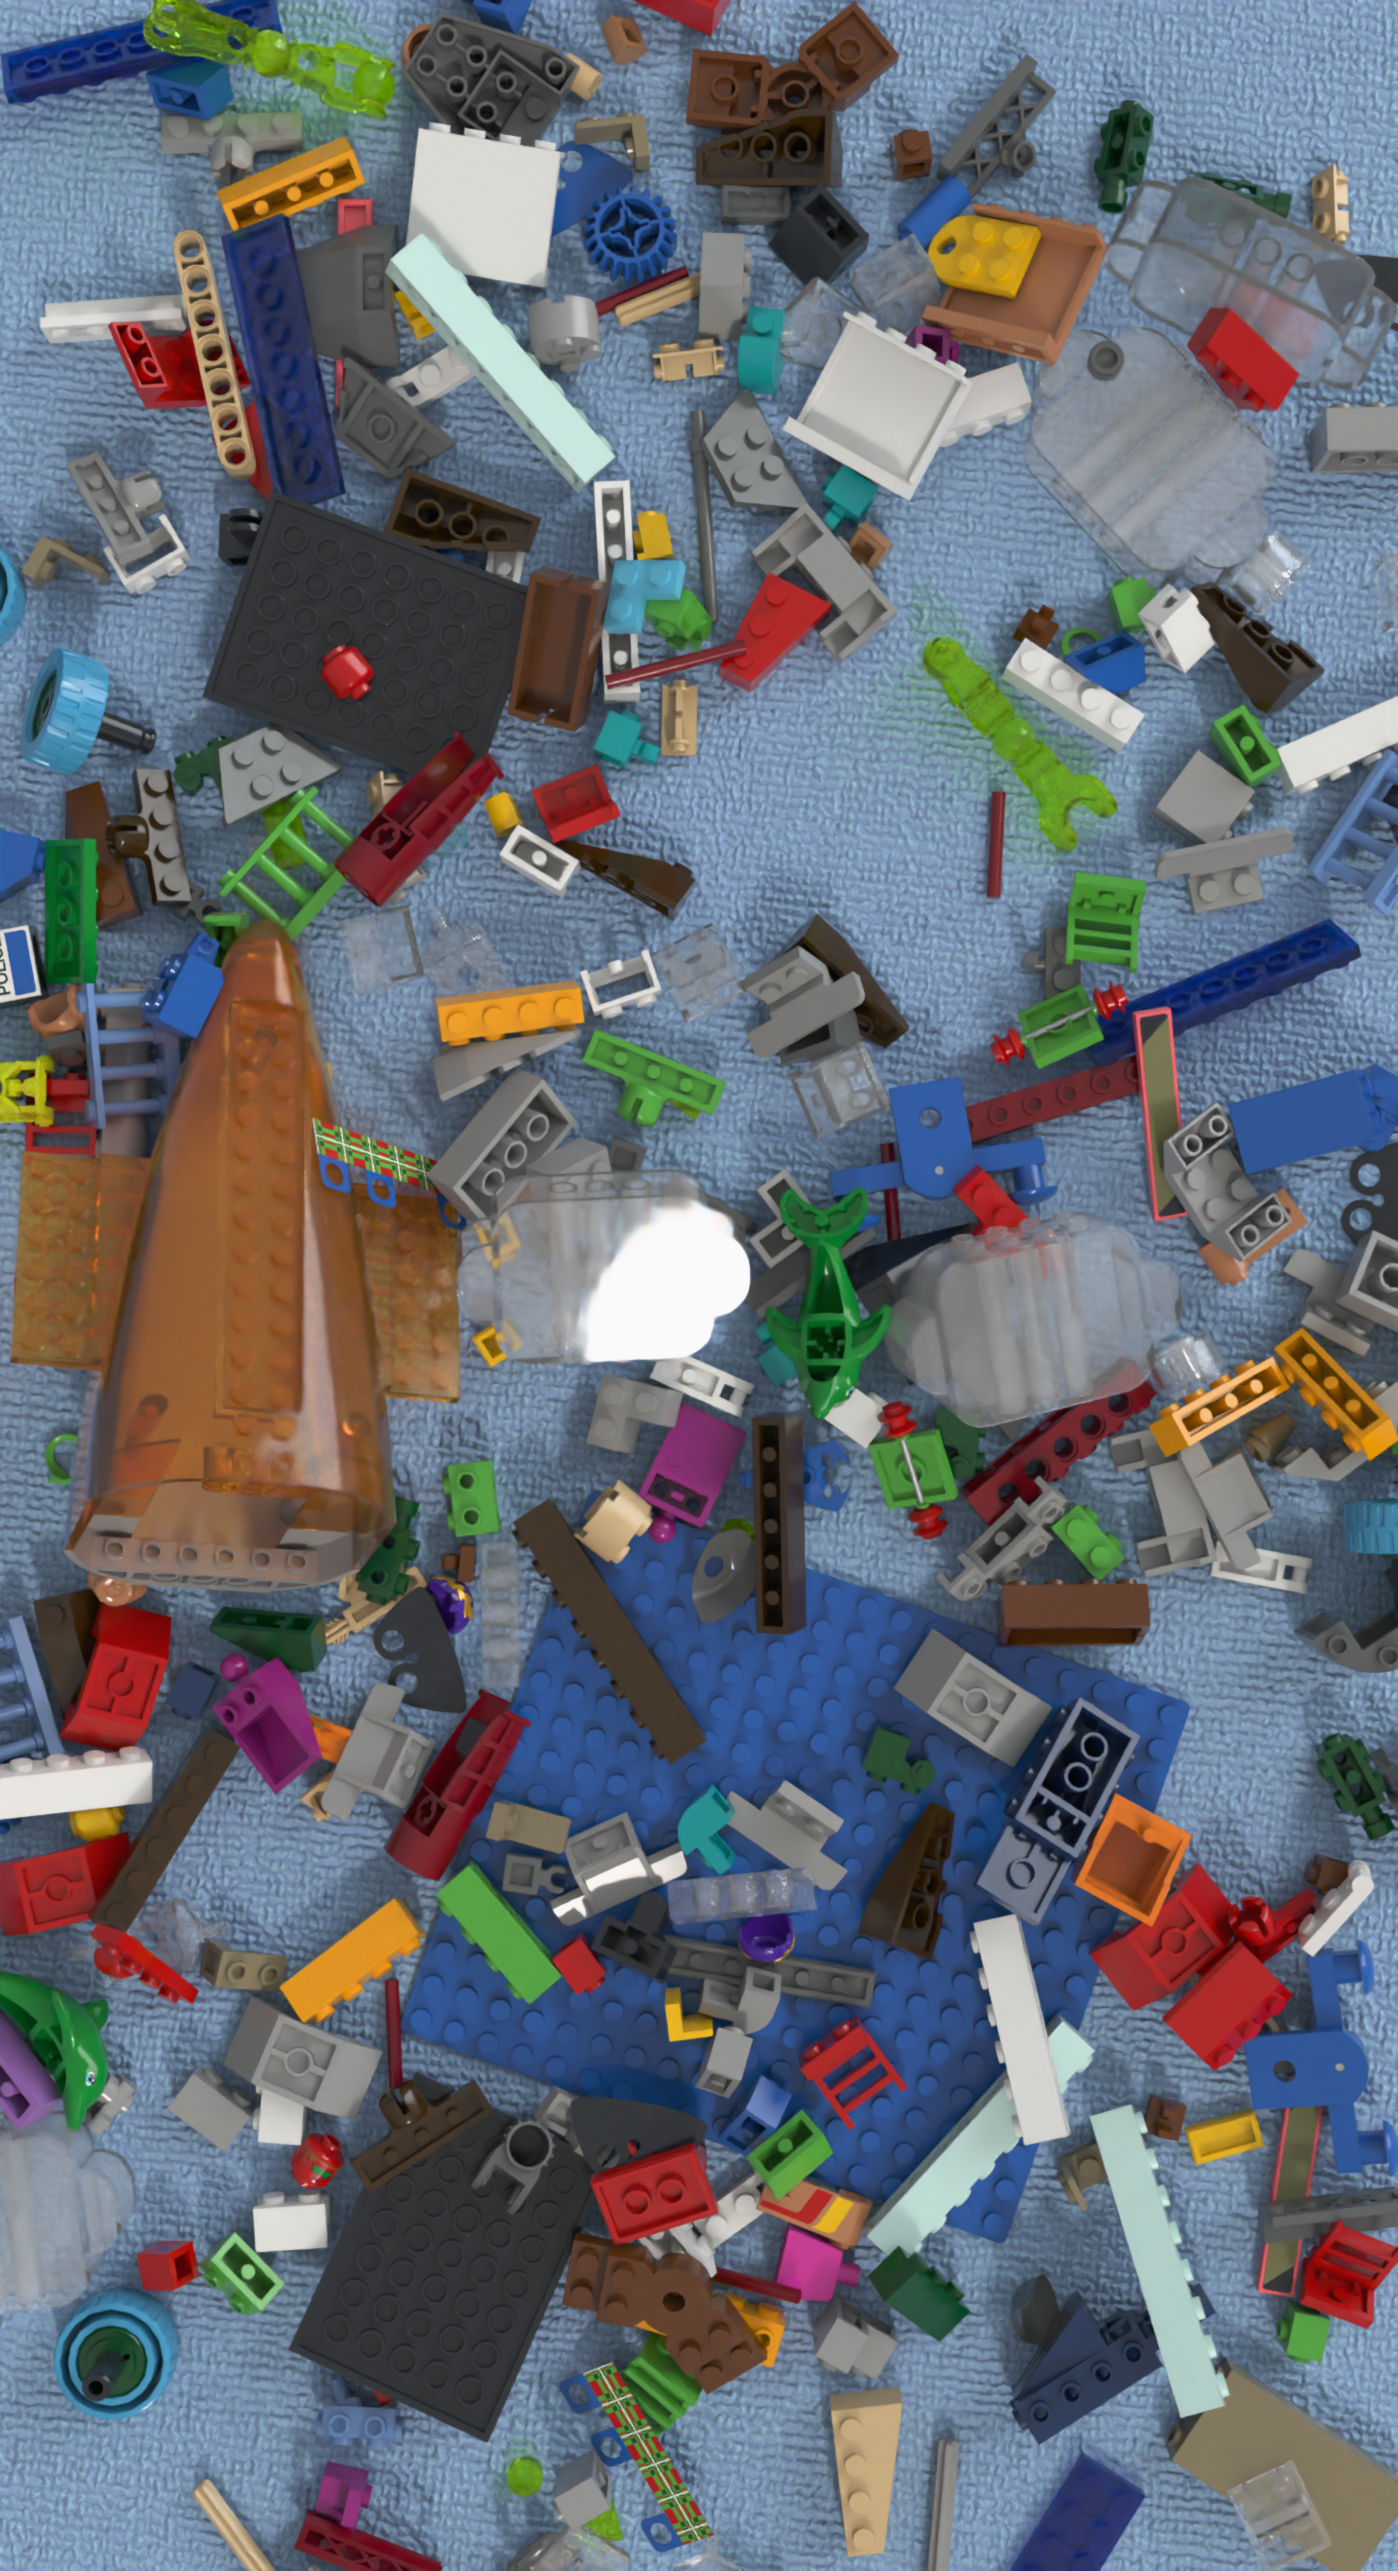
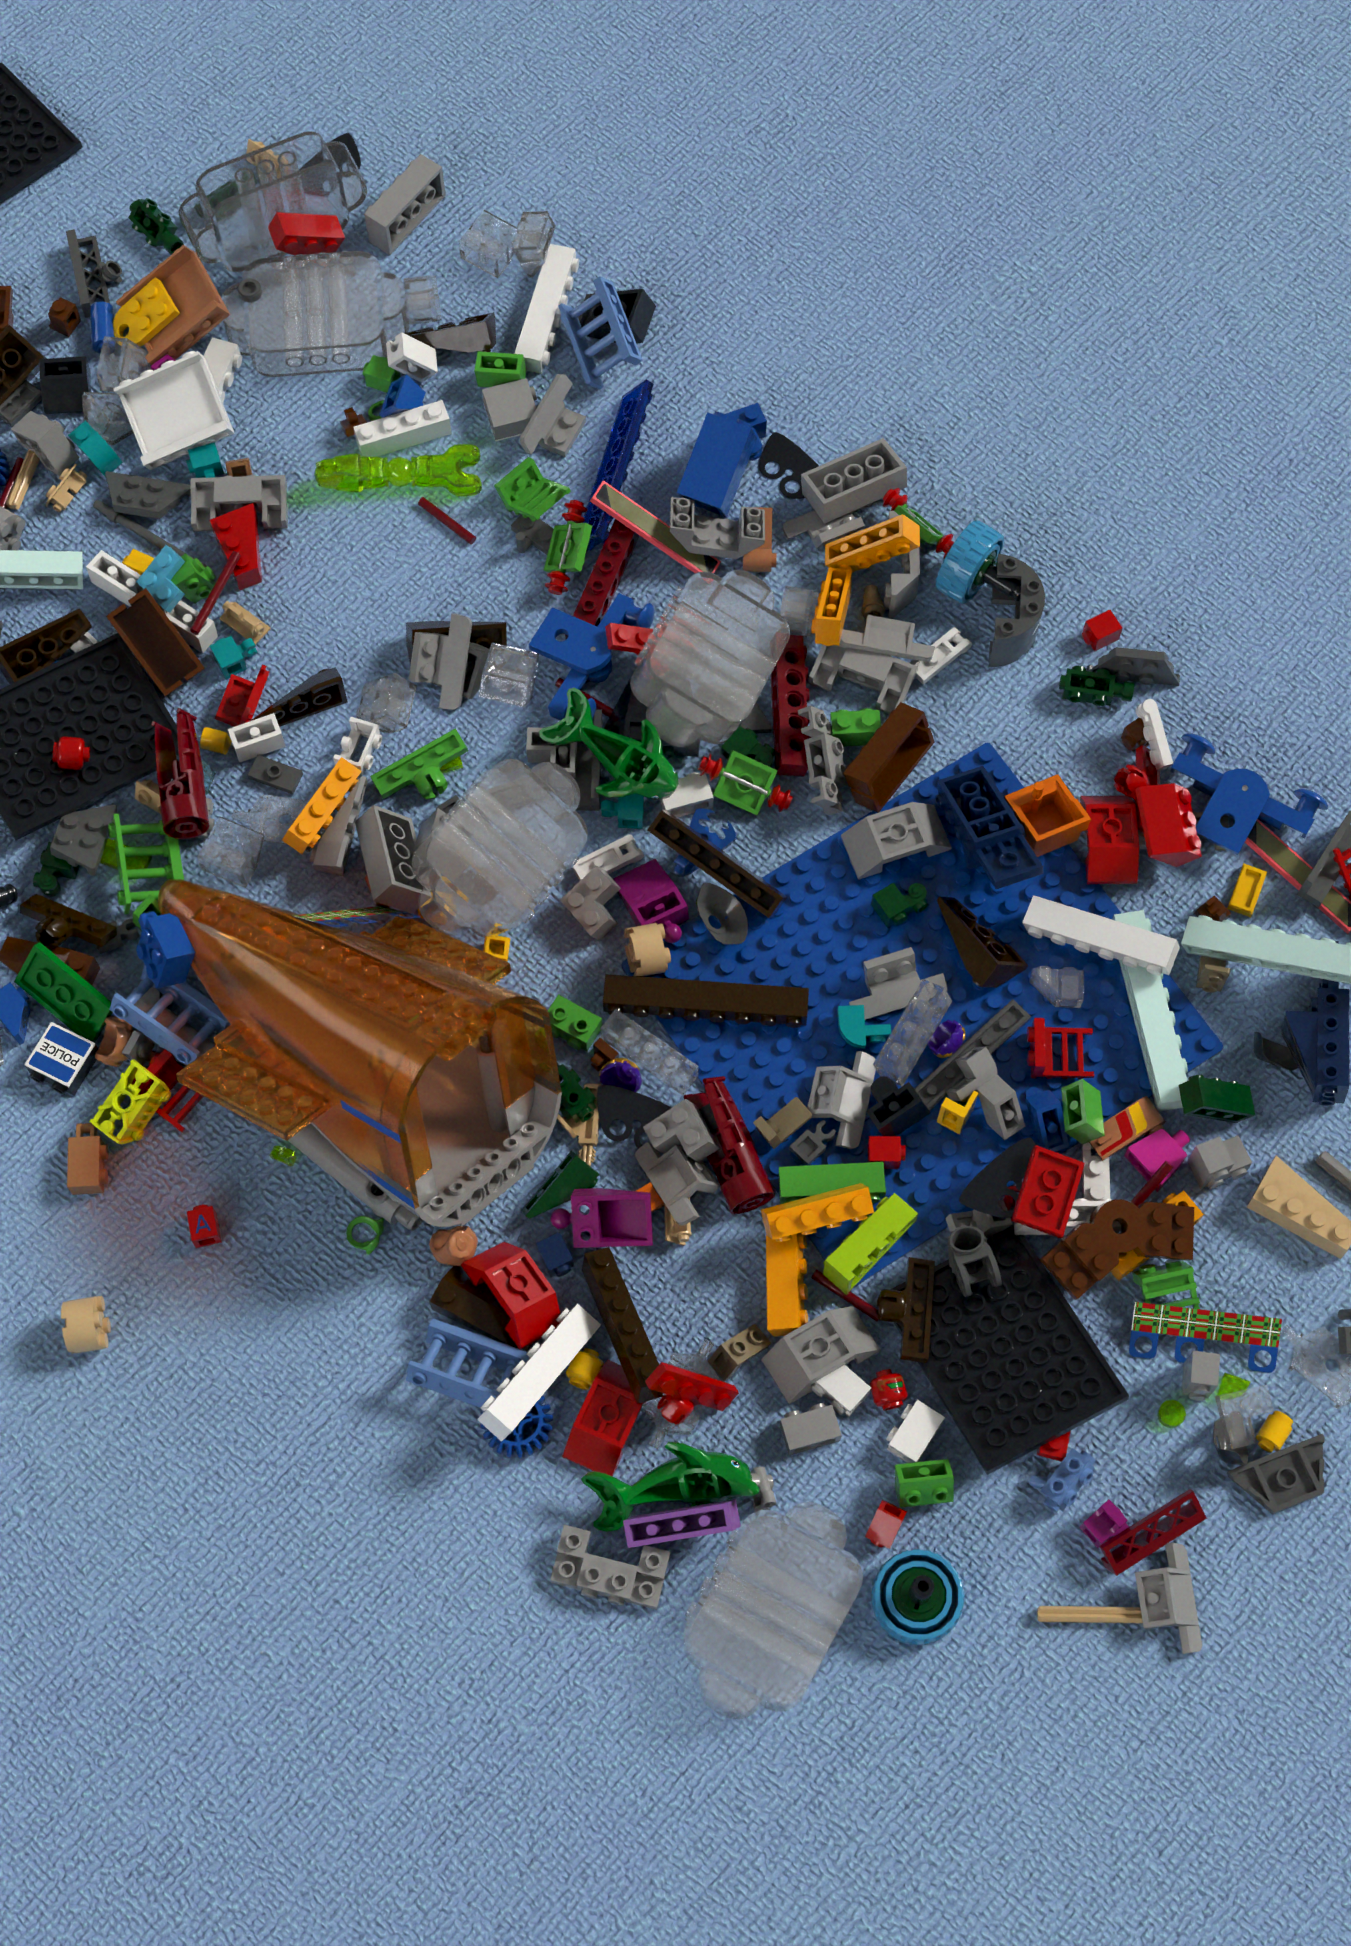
camera: 50 degrees left, 20 degrees down
(438, 1730) = (683, 1127): none -> light grey brick
(441, 1953) = (817, 1211): none -> light orange brick
(459, 2025) = (869, 1243): none -> lime wedge
(518, 915) = (275, 774): none -> dark grey plate
(929, 2017) = (1059, 986): none -> clear slope

